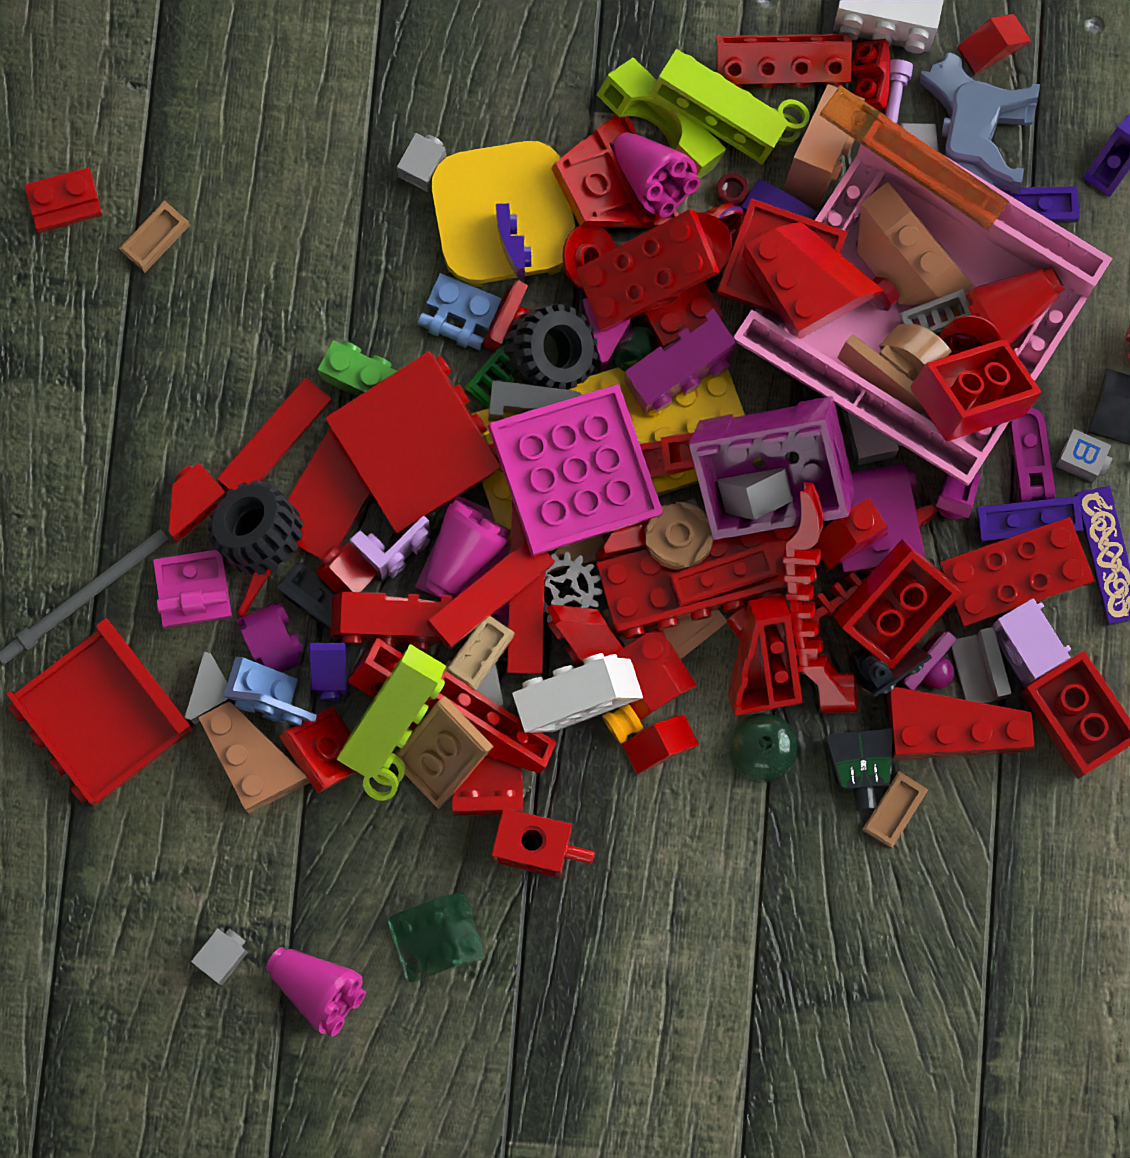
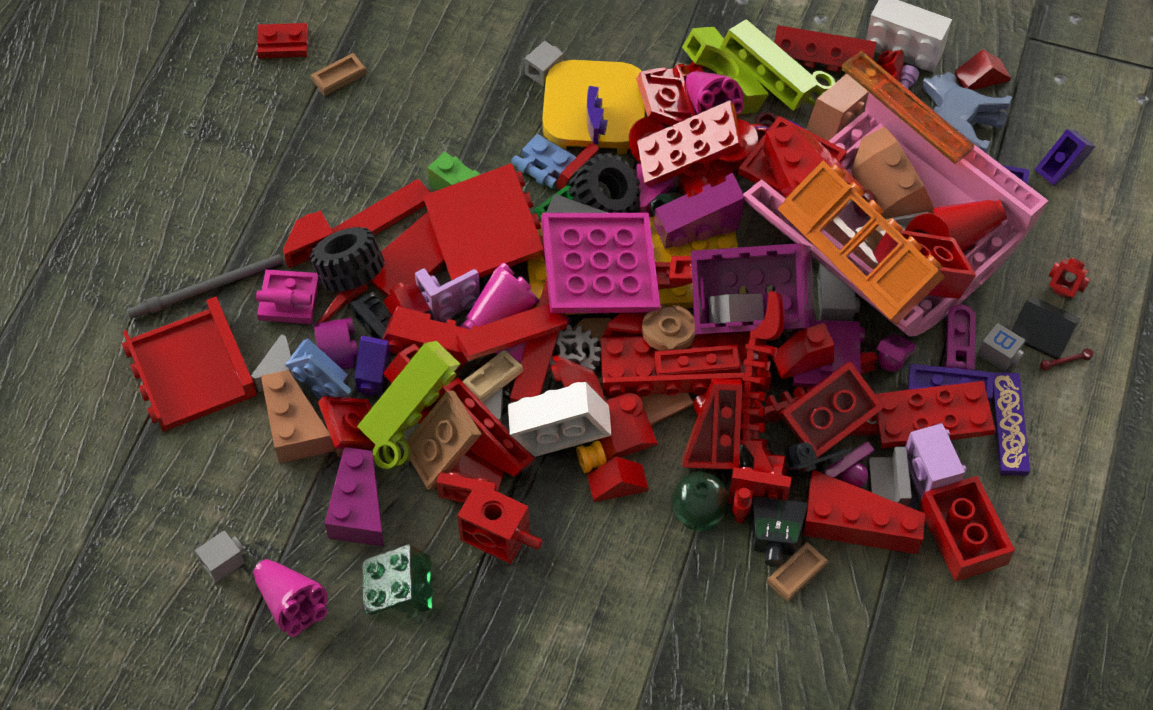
camera: 15 degrees right, 20 degrees down
(358, 847) = (355, 501): none -> magenta wedge
(817, 724) = (749, 483): none -> red plate
(952, 432) = (899, 278): none -> orange window

